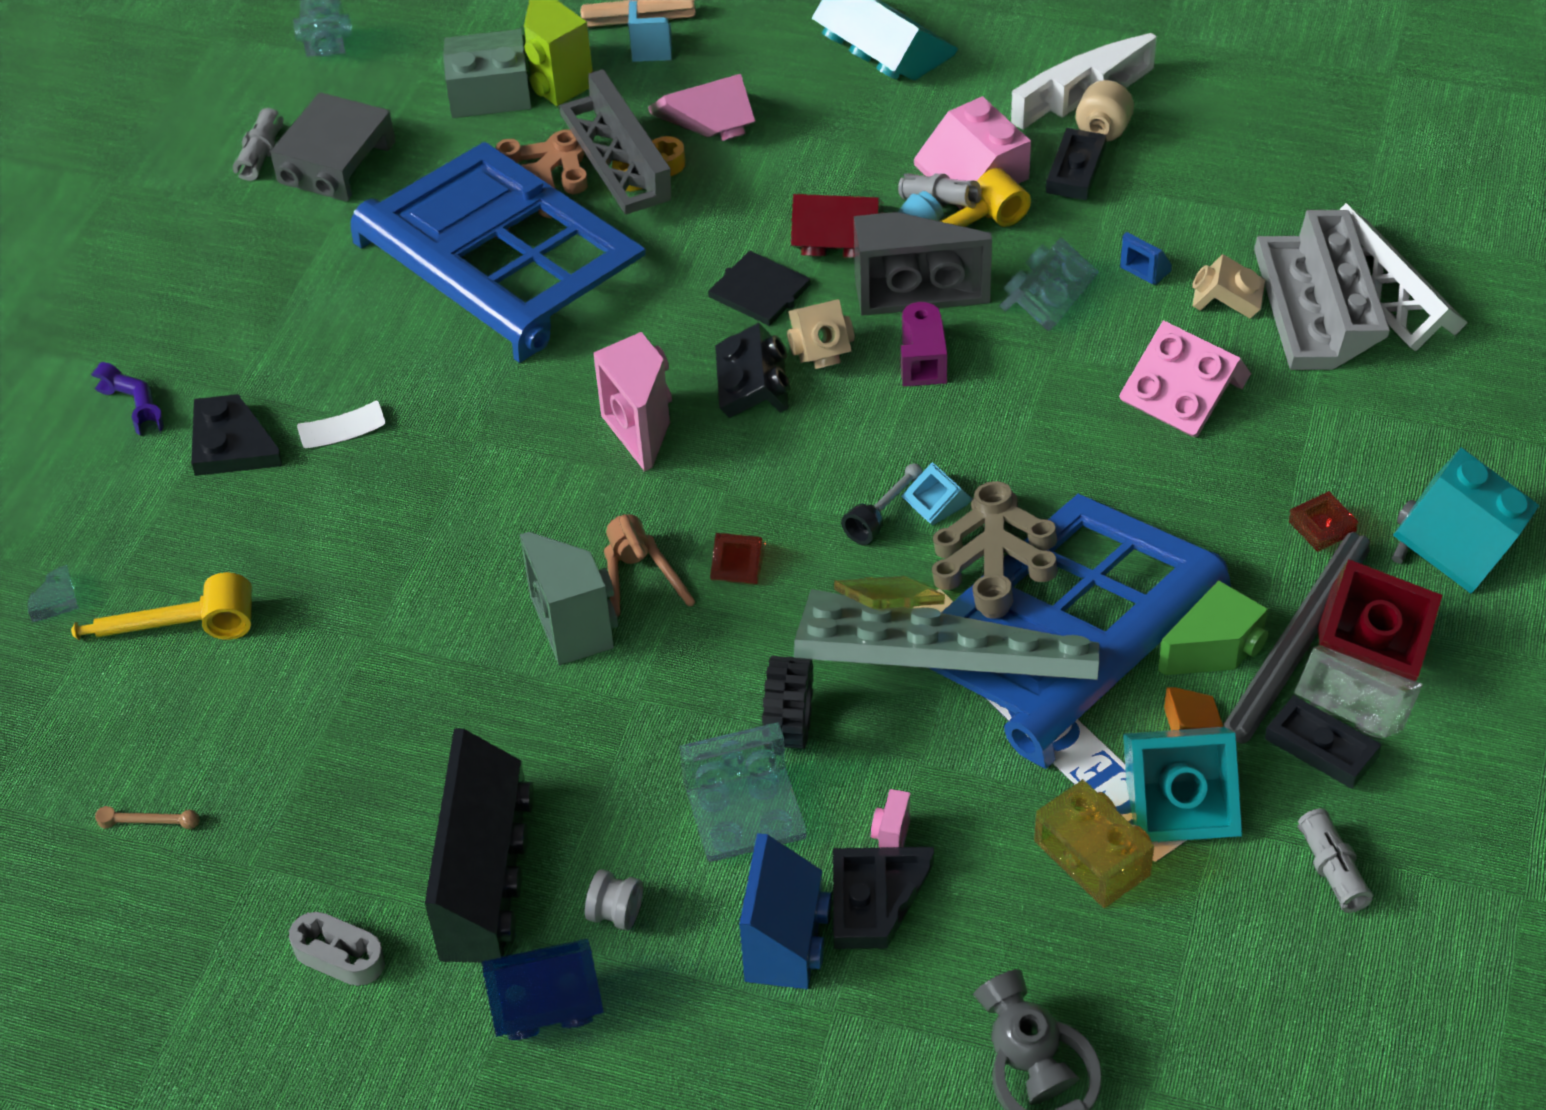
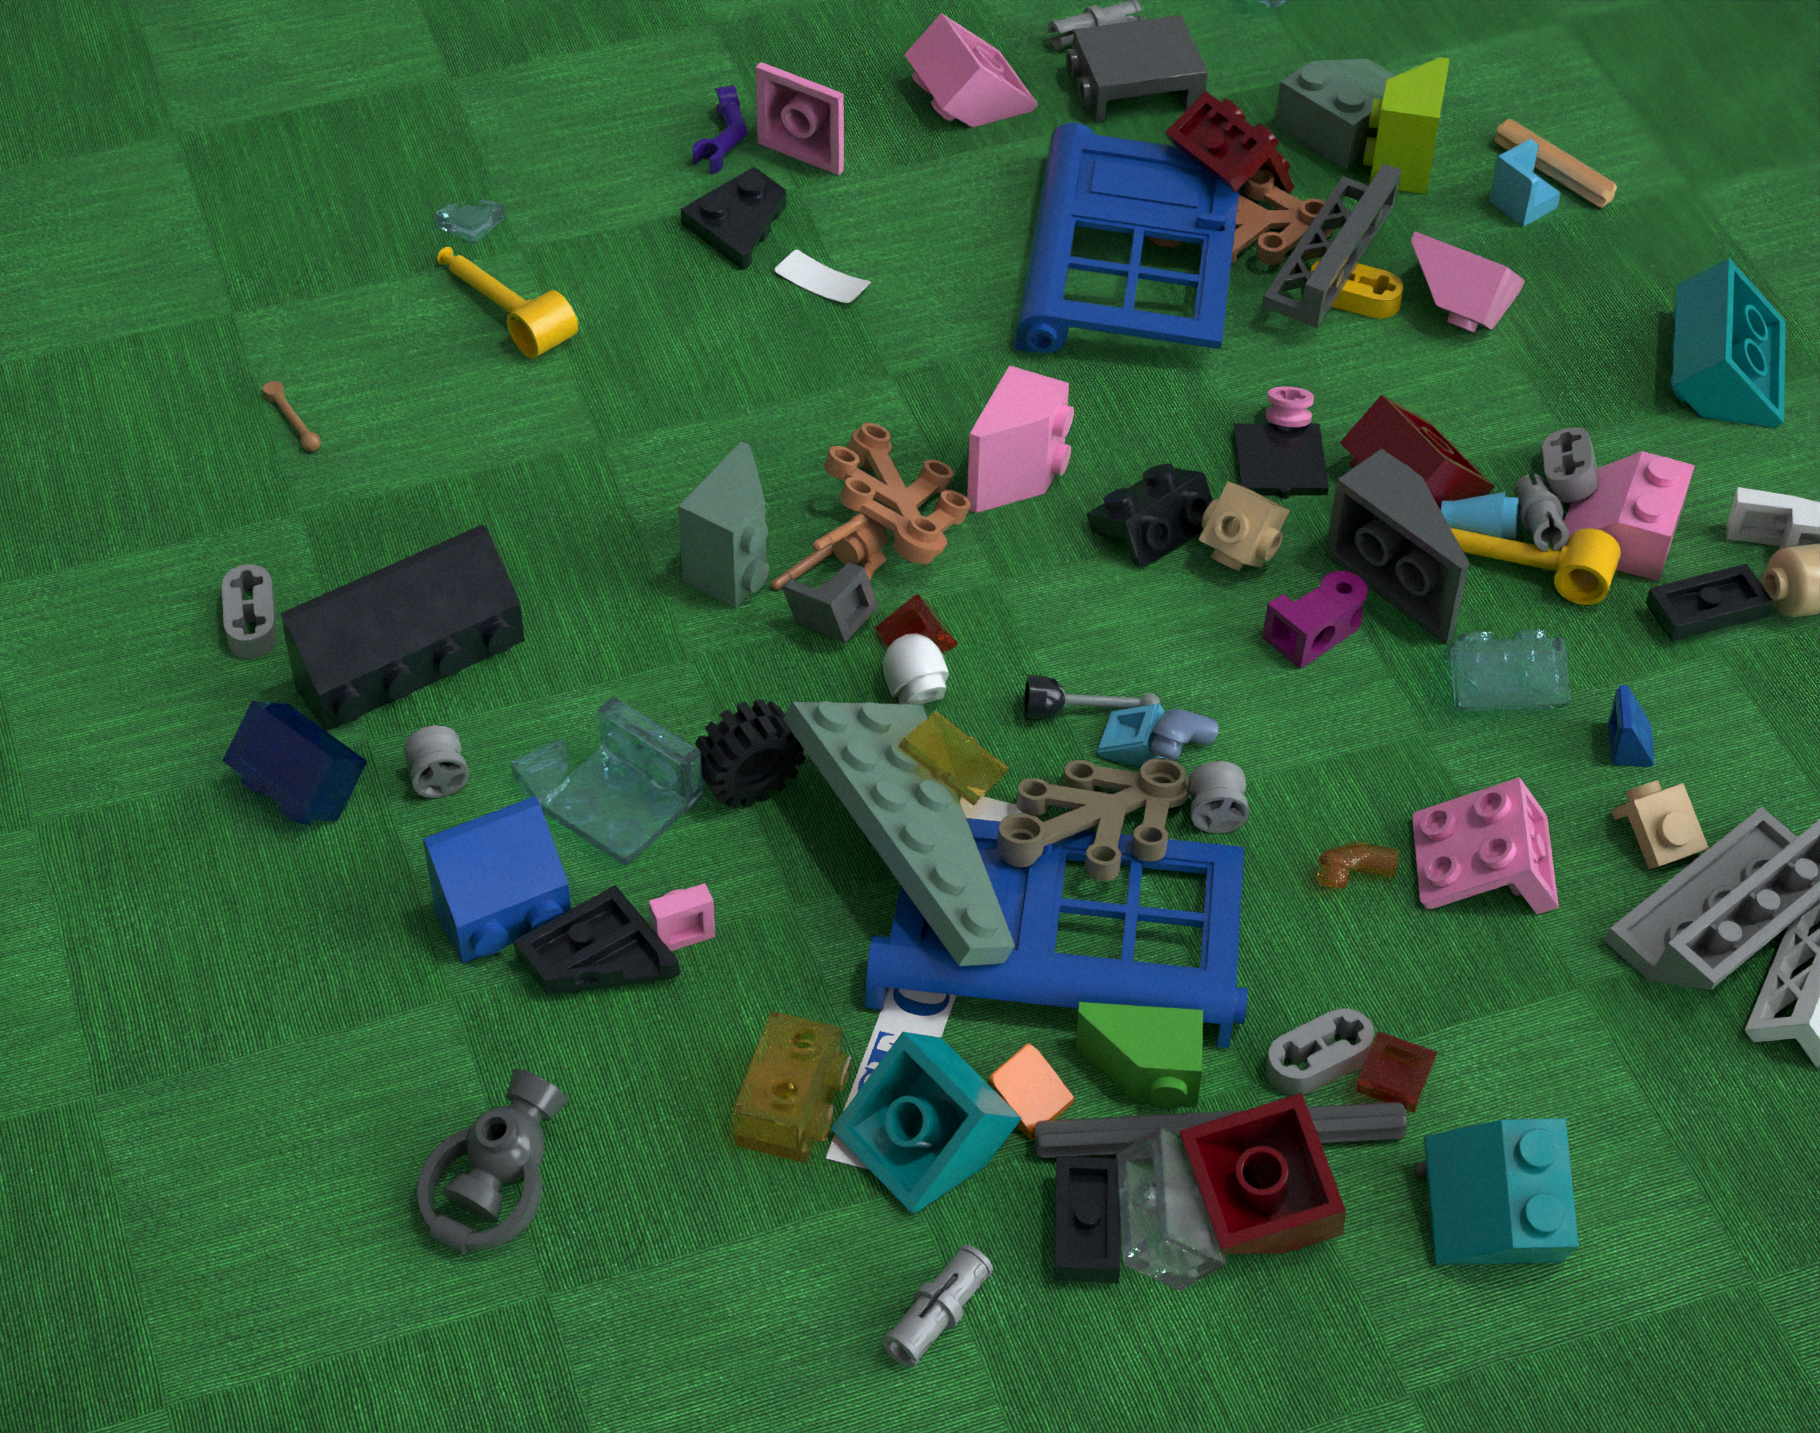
camera: 50 degrees right, 0 degrees up
(191, 340) = (800, 118): none -> bright pink slope
(237, 235) = (966, 76): none -> bright pink slope
(475, 137) = (1227, 145): none -> dark red bracket
(667, 500) = (915, 535): none -> nougat plant
(676, 842) = (541, 769): none -> clear light blue tile
(680, 587) = (836, 606): none -> dark grey panel
(726, 253) = (1289, 406): none -> bright pink bush
(781, 573) = (915, 670): none -> white piece
(914, 147) = (1570, 464): none -> light grey beam
(965, 466) = (1180, 727): none -> sand blue arm
(1034, 479) = (1218, 797): none -> light grey wheel
(1136, 442) = (1355, 857): none -> clear orange arm
(1283, 551) = (1324, 1058): none -> light grey beam

